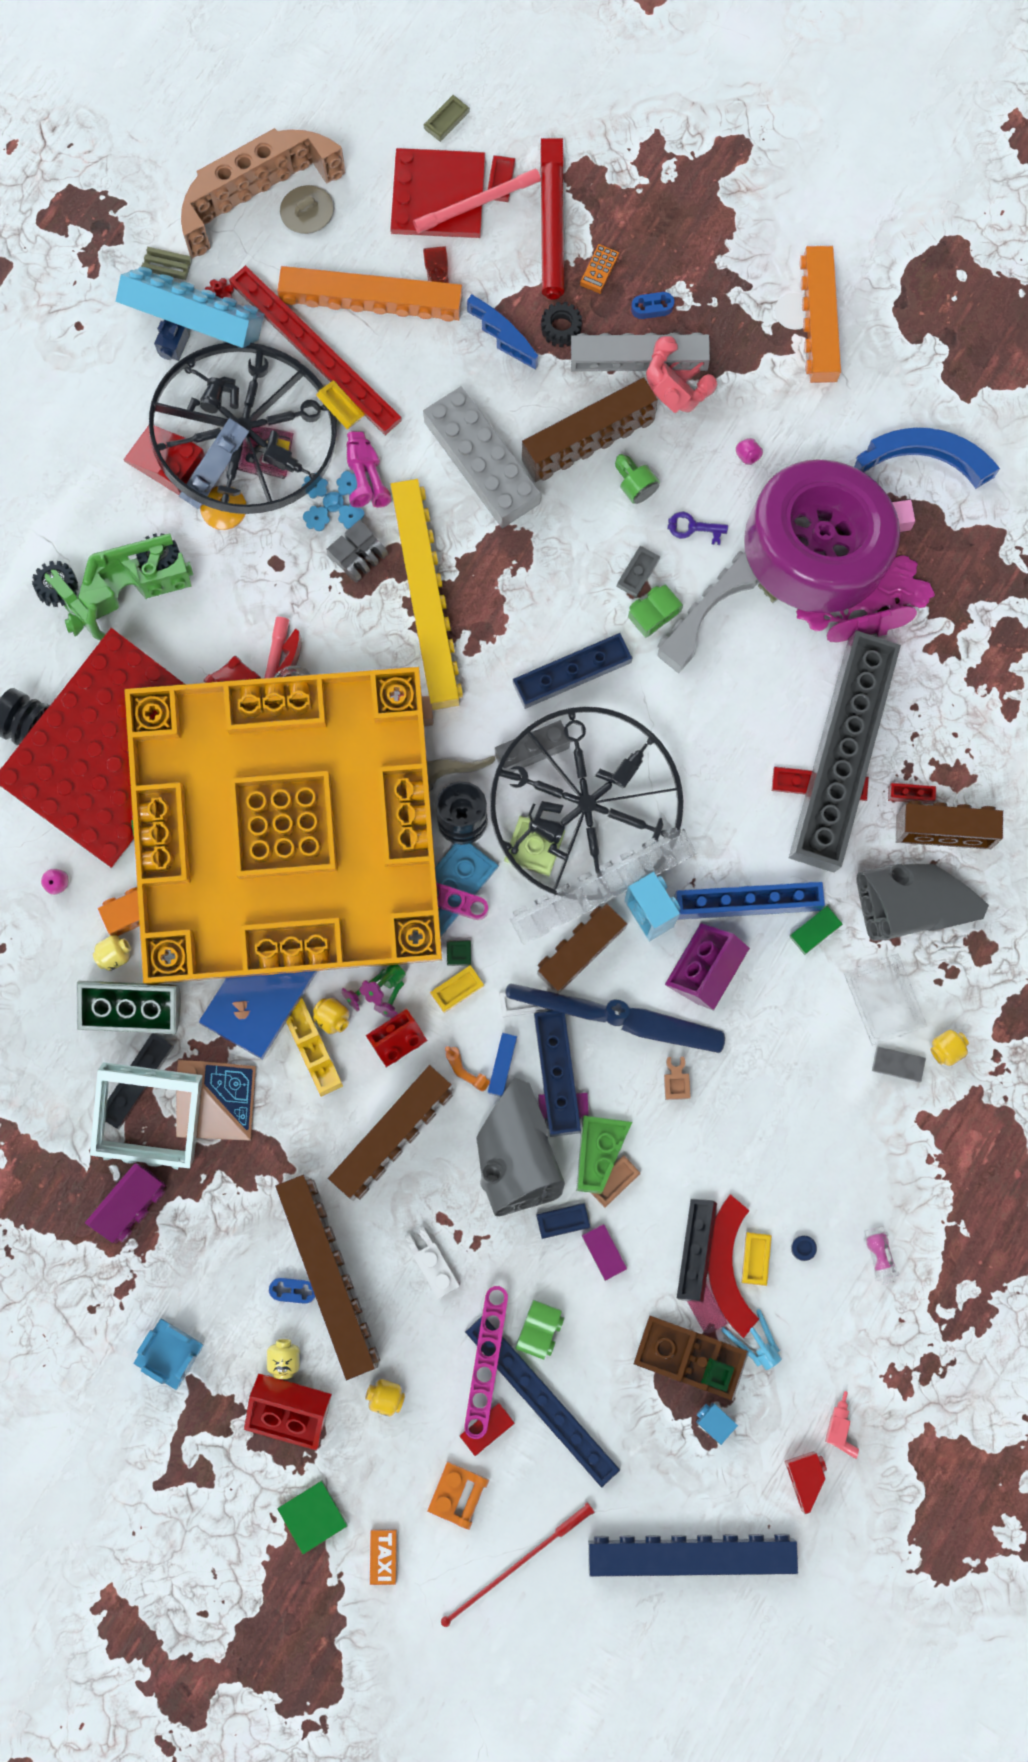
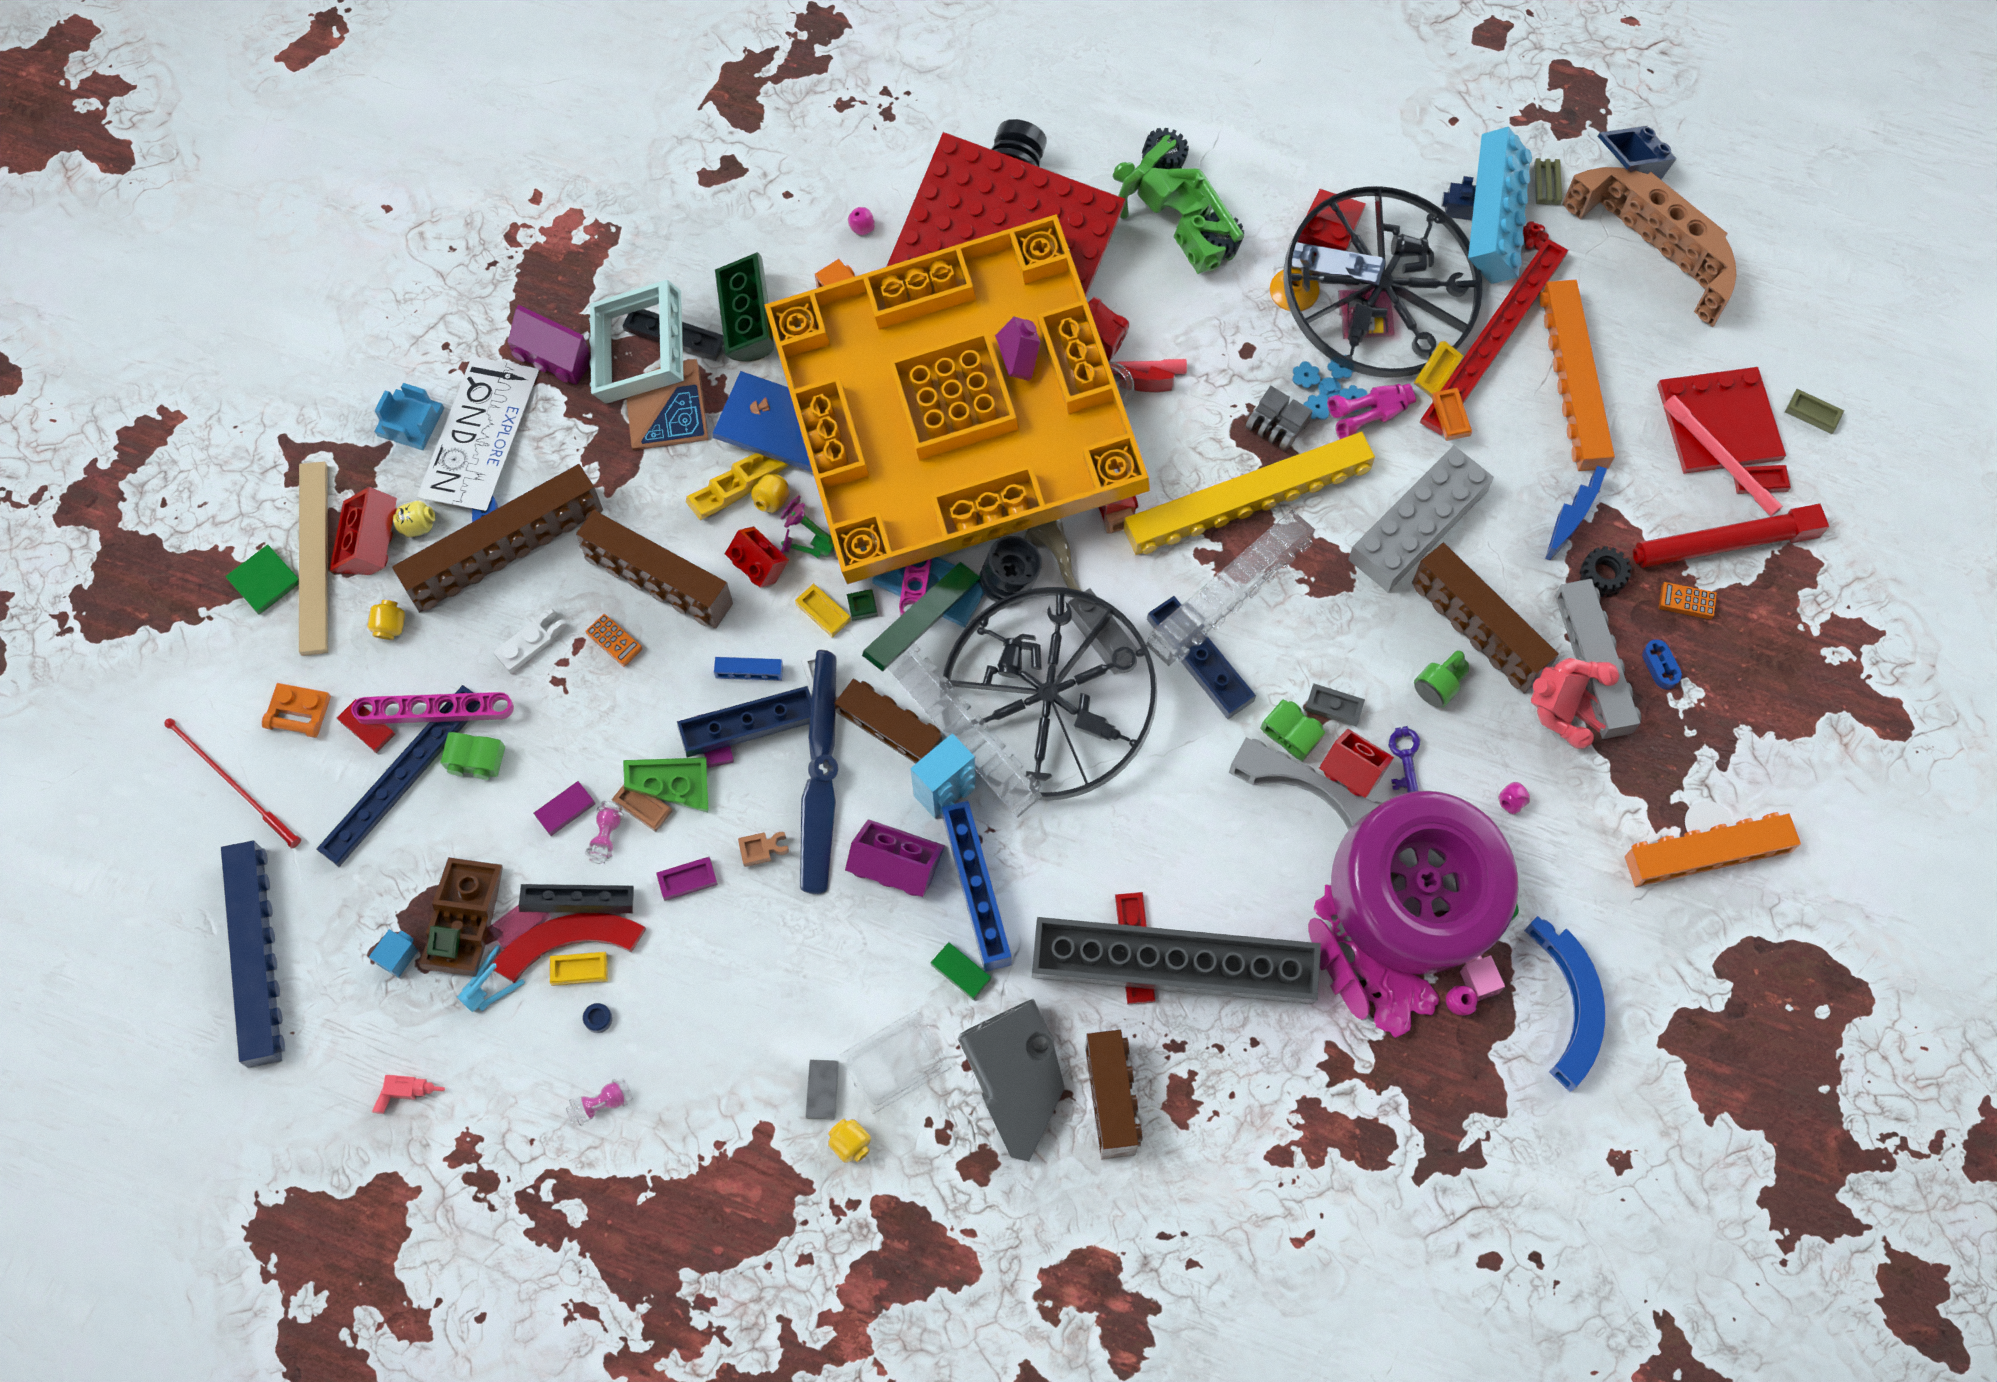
camera: 80 degrees right, 10 degrees down
(111, 953) = (796, 281): light yellow head -> none
(165, 175) = (1639, 150): none -> dark blue slope
(200, 1286) = (478, 433): none -> white sticker
(255, 753) = (1019, 347): none -> magenta slope
(298, 1464) = (313, 558): none -> tan tile
(306, 209) = (1655, 297): dark tan shield -> none
(383, 1557) = (229, 652): orange tile -> none
(388, 405) = (1451, 414): none -> orange tile
(436, 264) = (1632, 432): clear red piece -> none
(447, 1184) = (613, 640): none -> orange tile
(454, 1058) = (747, 622): orange piece -> none
(496, 897) = (921, 616): none -> dark green tile
(518, 629) = (1230, 588): none -> clear brick
(518, 1153) = (658, 694): dark grey panel -> none
(532, 850) = (986, 651): yellowish green tile -> none
(563, 1221) = (592, 761): dark blue tile -> none
(625, 1213) = (608, 819): none -> clear piece
(691, 1151) = (686, 878): none -> magenta tile
(701, 564) = (1356, 763): none -> red brick
(807, 1478) = (345, 1059): red slope -> none
(909, 792) = (1146, 1052): red piece -> none
(912, 537) = (1461, 1000): none -> dark pink piece

